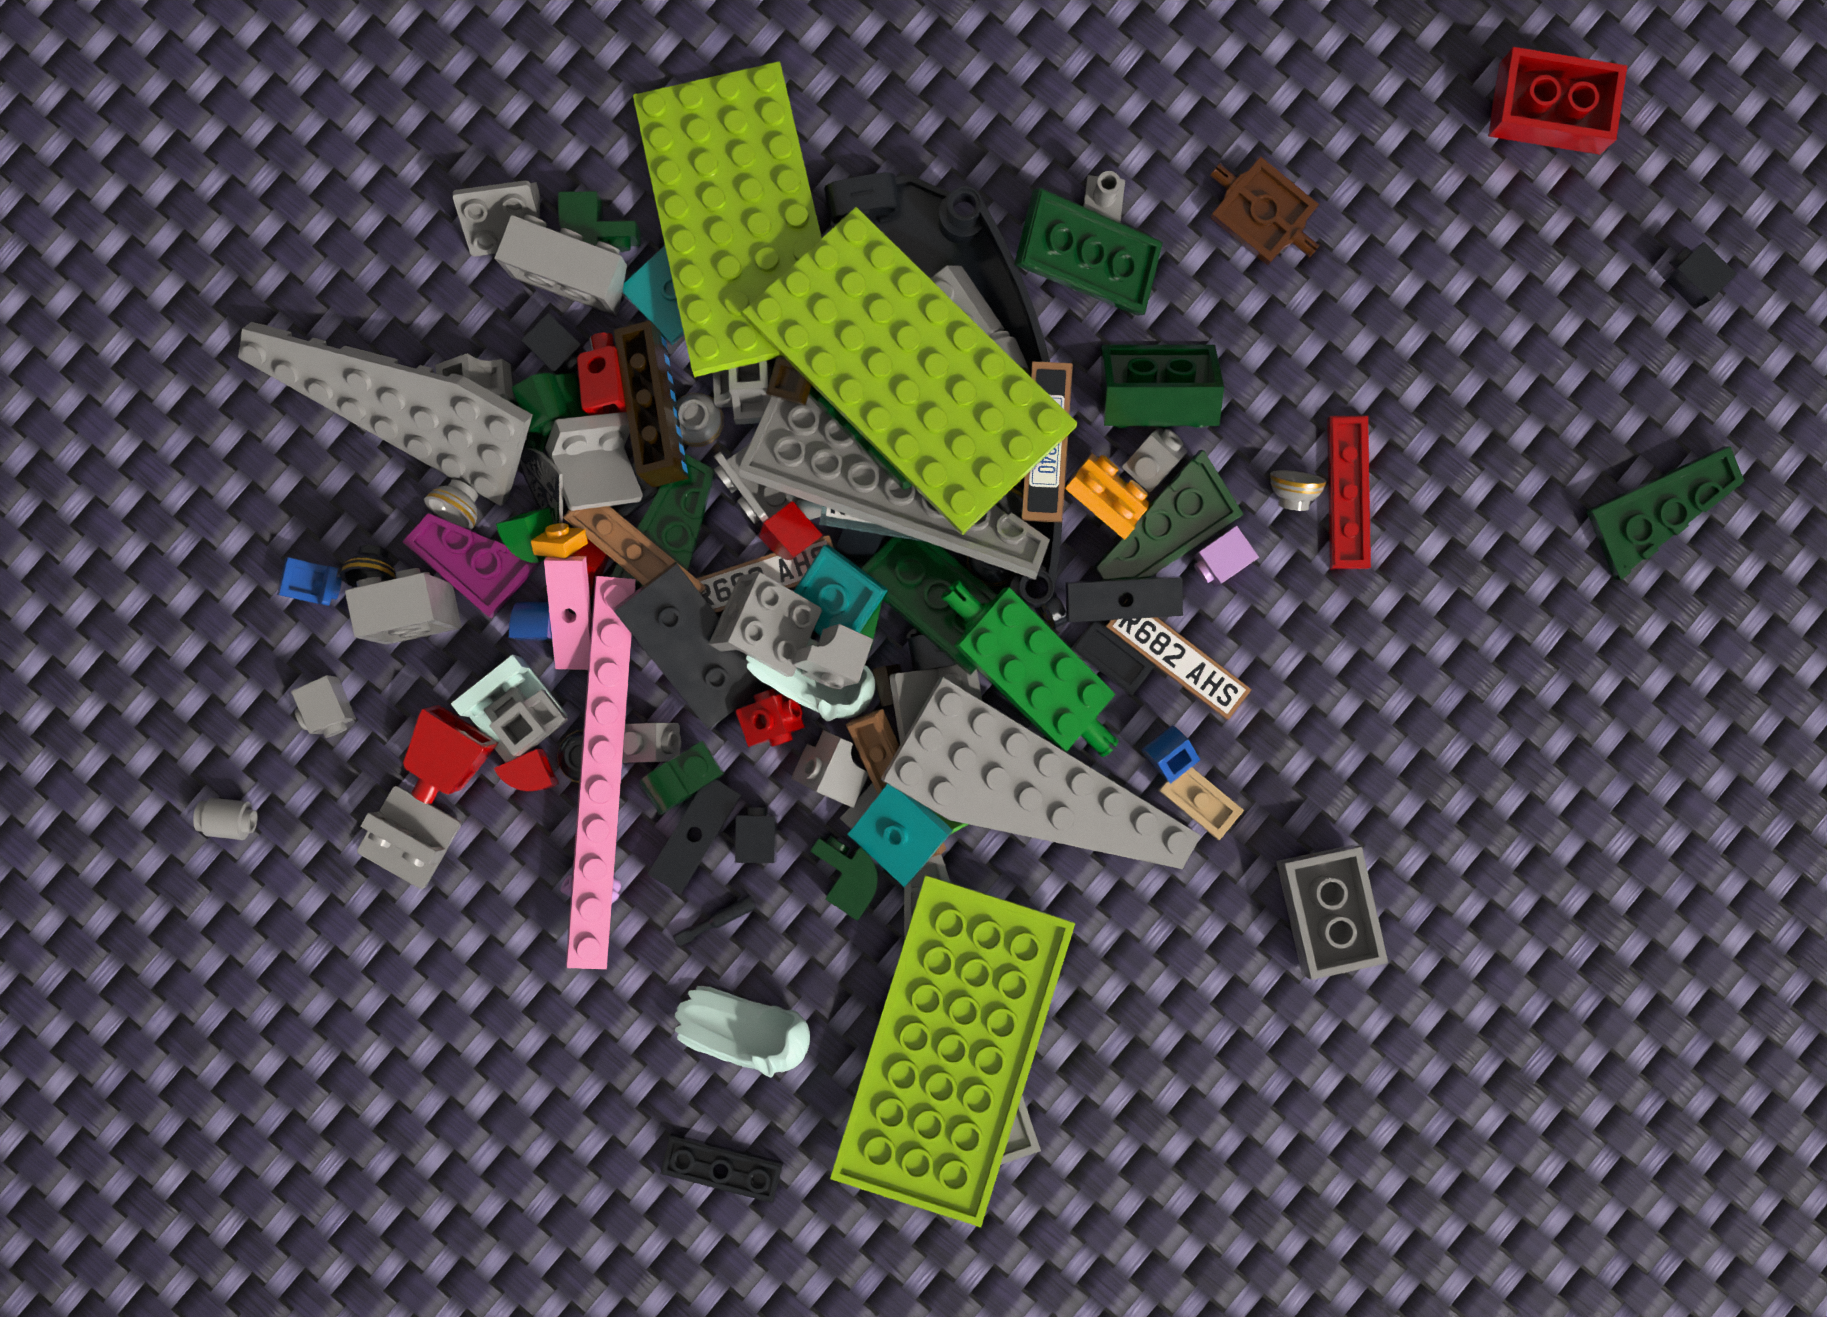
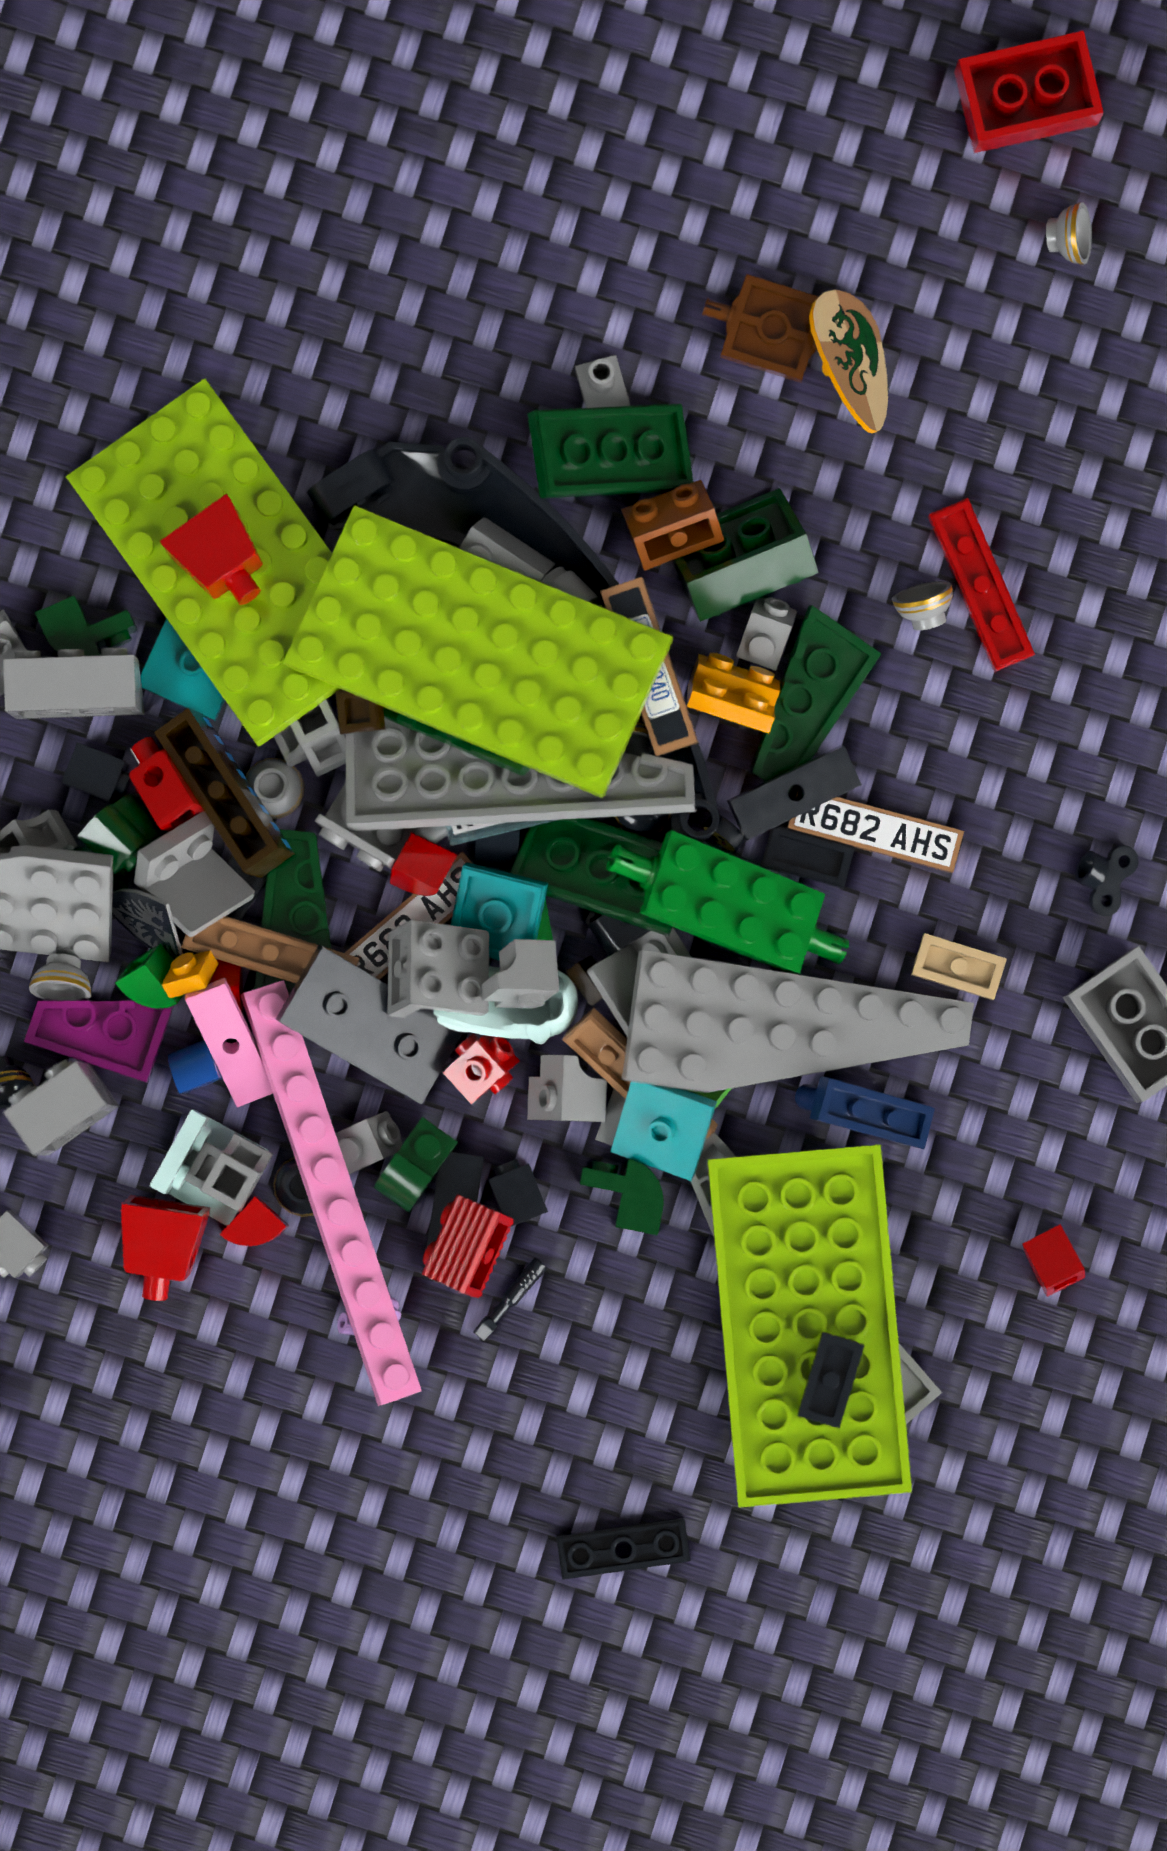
camera: 25 degrees left, 0 degrees up
(408, 837) = (158, 1343): light grey bracket -> none
(693, 864) = (466, 1246): none -> red brick
(727, 199) = (217, 551): none -> red torso
(742, 1031) = (587, 1397): light aqua hair -> none
(951, 1105) = (830, 1380): none -> black plate
(1074, 889) = (866, 1111): none -> dark blue piece
(1115, 336) = (672, 524): none -> dark orange brick
(1171, 754) = (908, 931): blue brick -> none
(1180, 1078) = (1054, 1260): none -> red brick
(1224, 557) = (880, 706): lavender brick -> none
(1320, 258) = (852, 355): none -> shield
(1353, 776) = (1105, 877): none -> black piece
(1542, 232) = (1071, 233): none -> light grey piece

